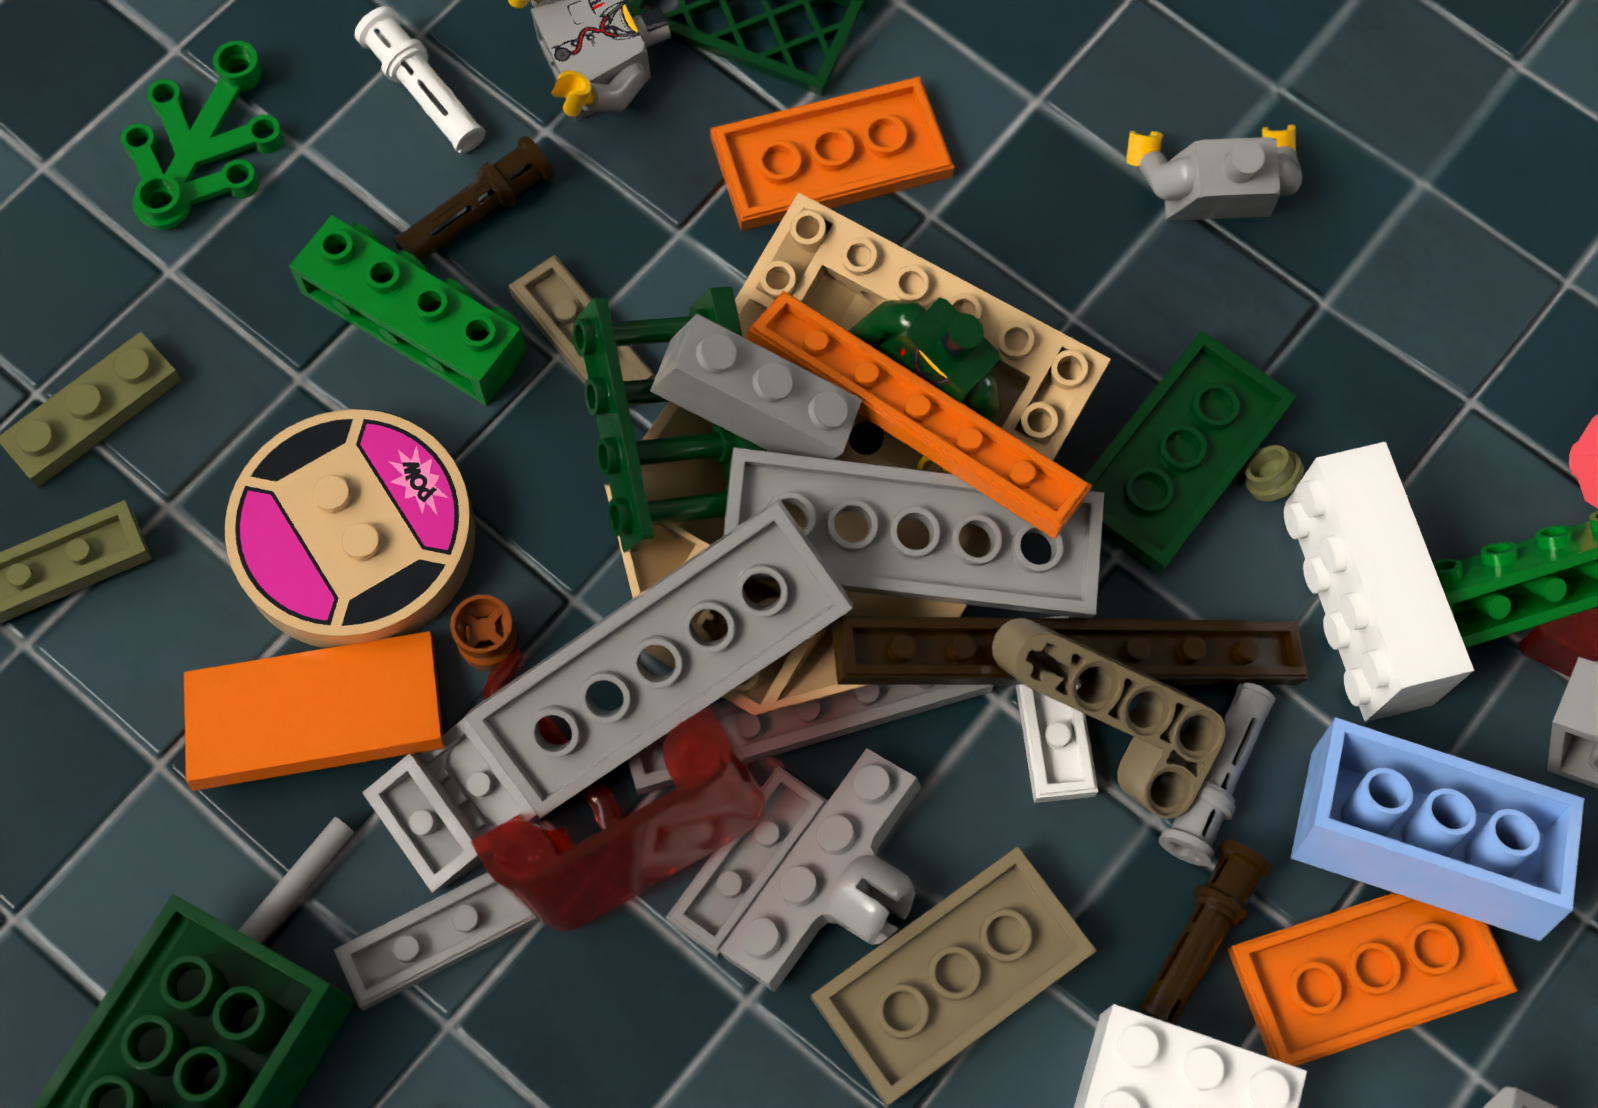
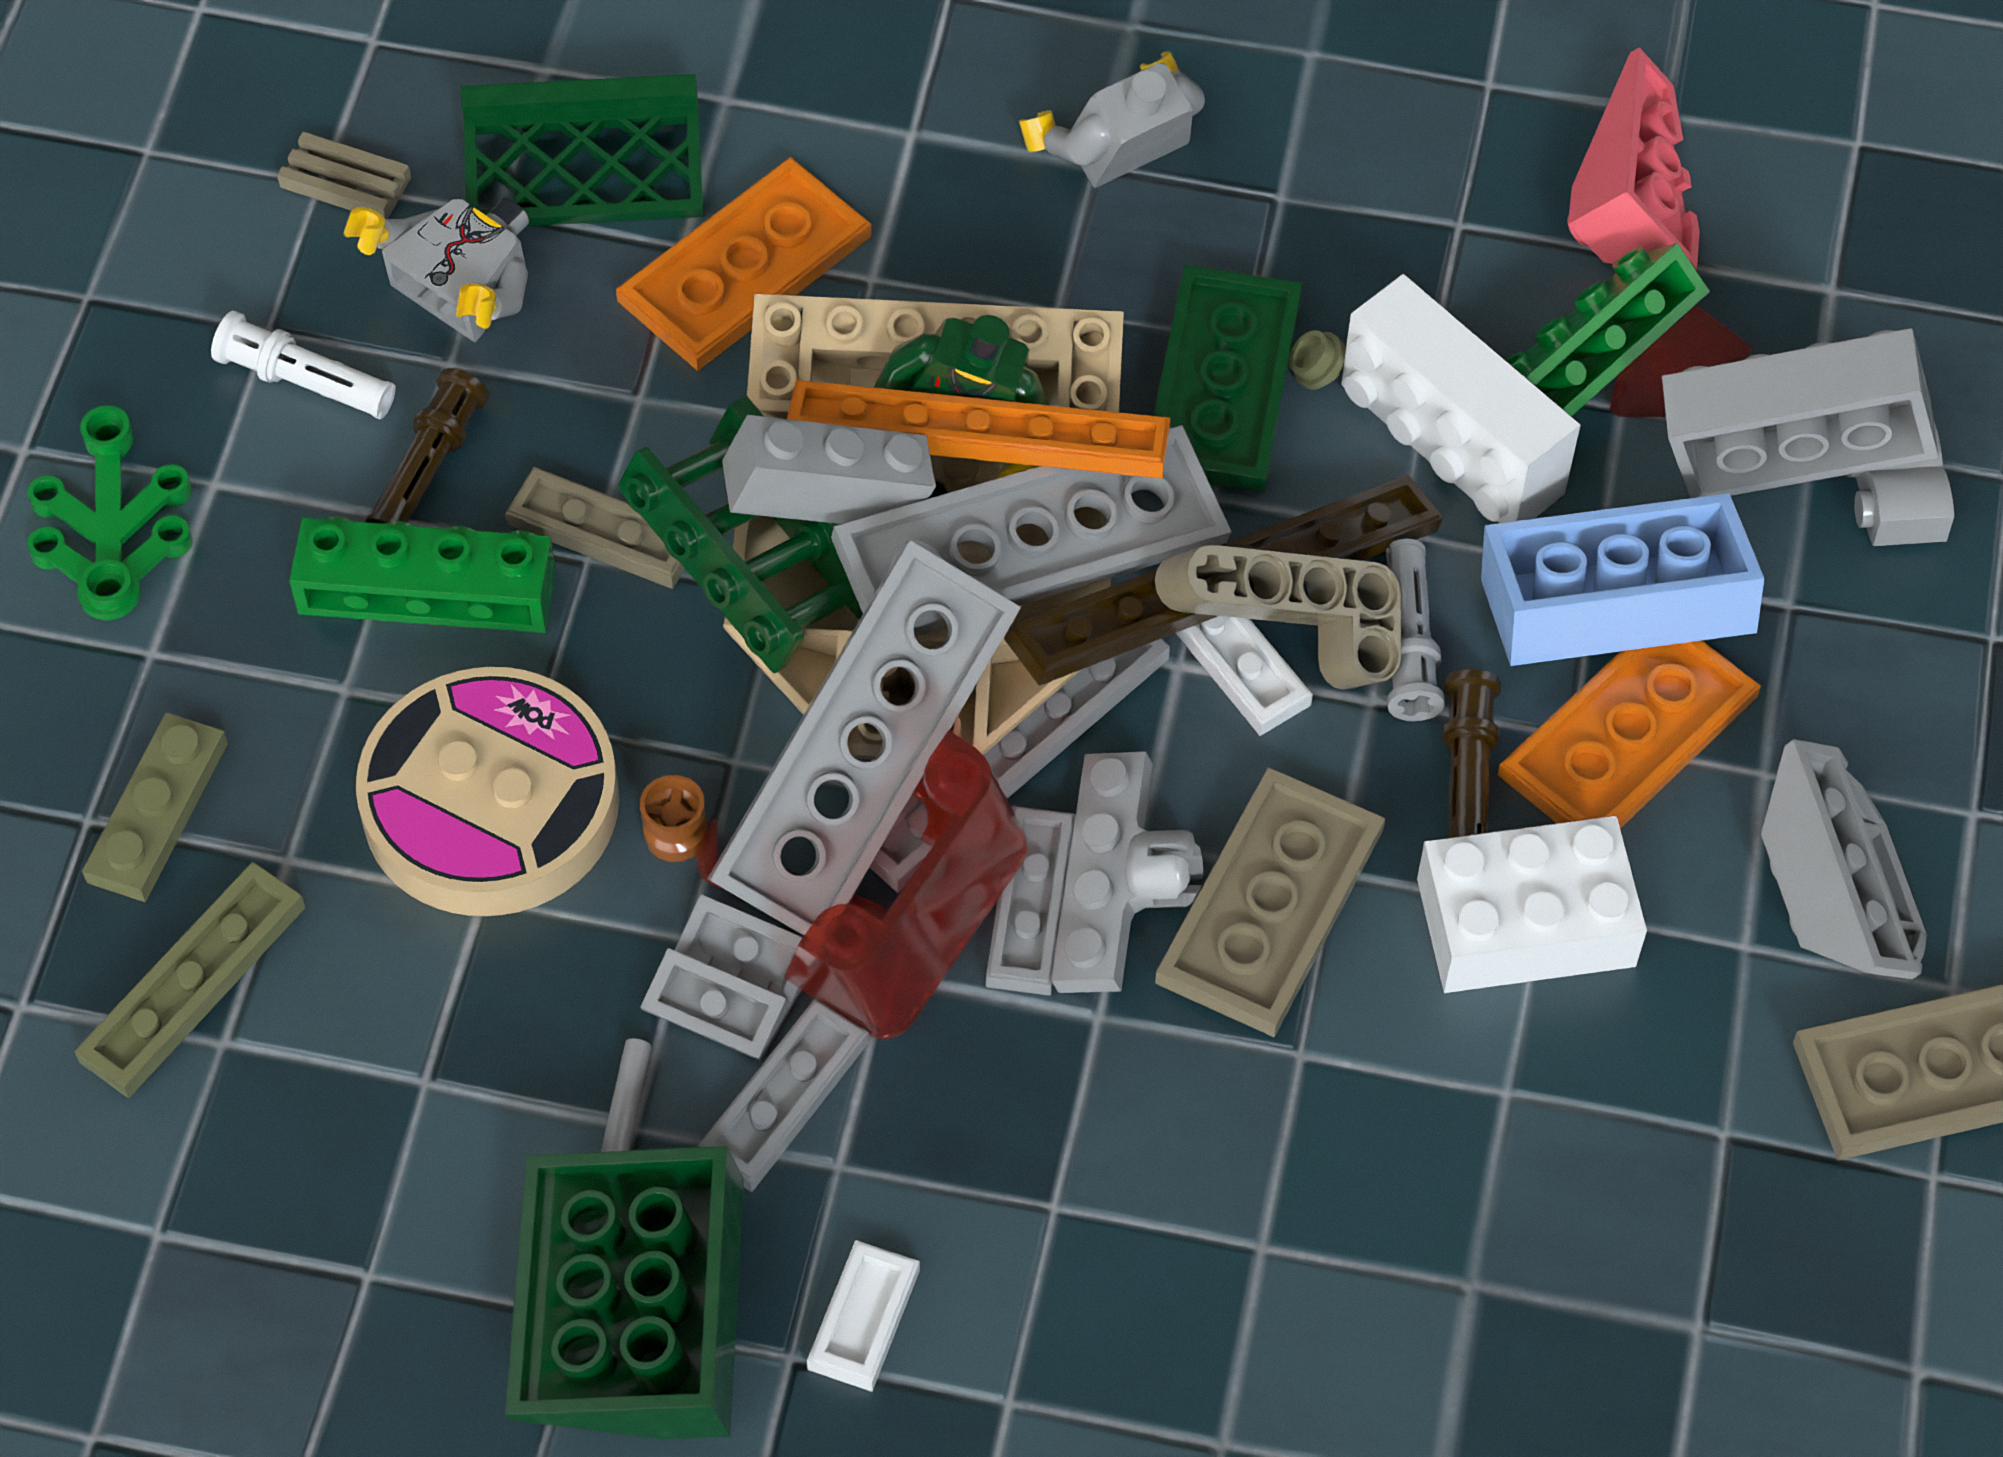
camera: 25 degrees left, 10 degrees down
(311, 711) = (549, 960): orange tile -> none

